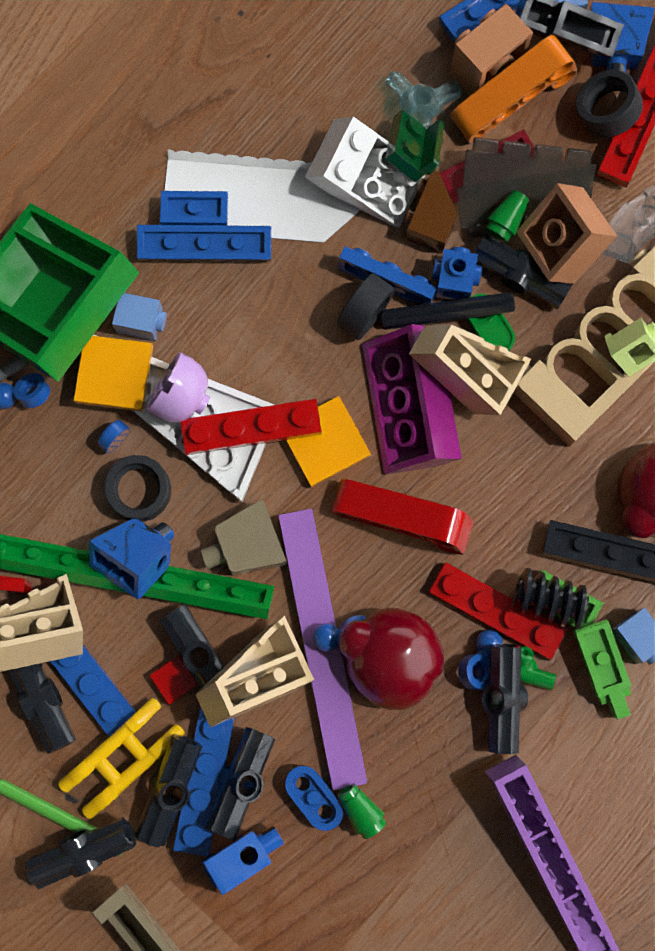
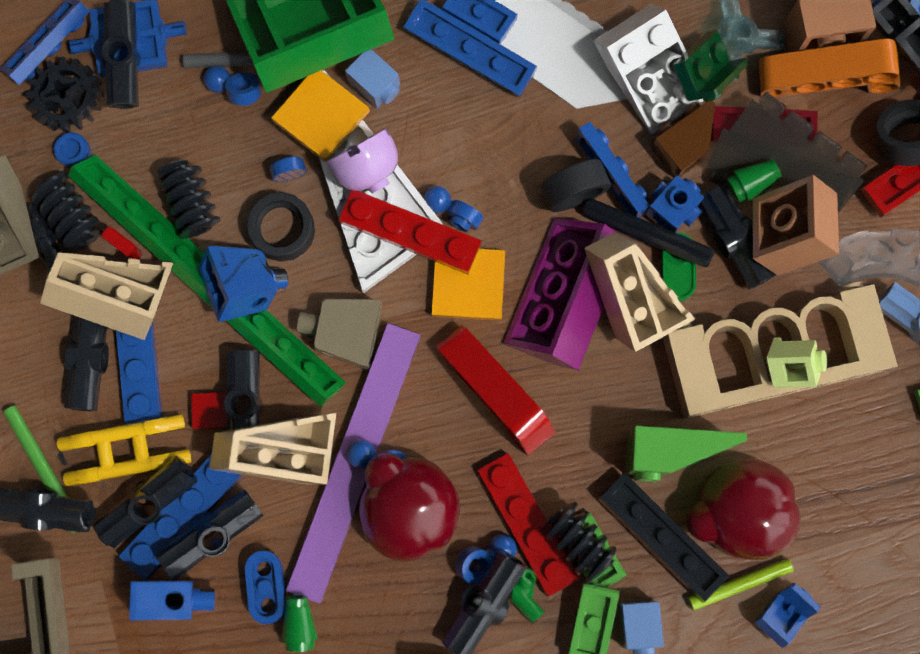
camera: 35 degrees right, 0 degrees up
(43, 512) = (186, 198): none -> black piece
(285, 386) = (462, 215): none -> blue plate
(575, 481) = (661, 451): none -> bright green slope

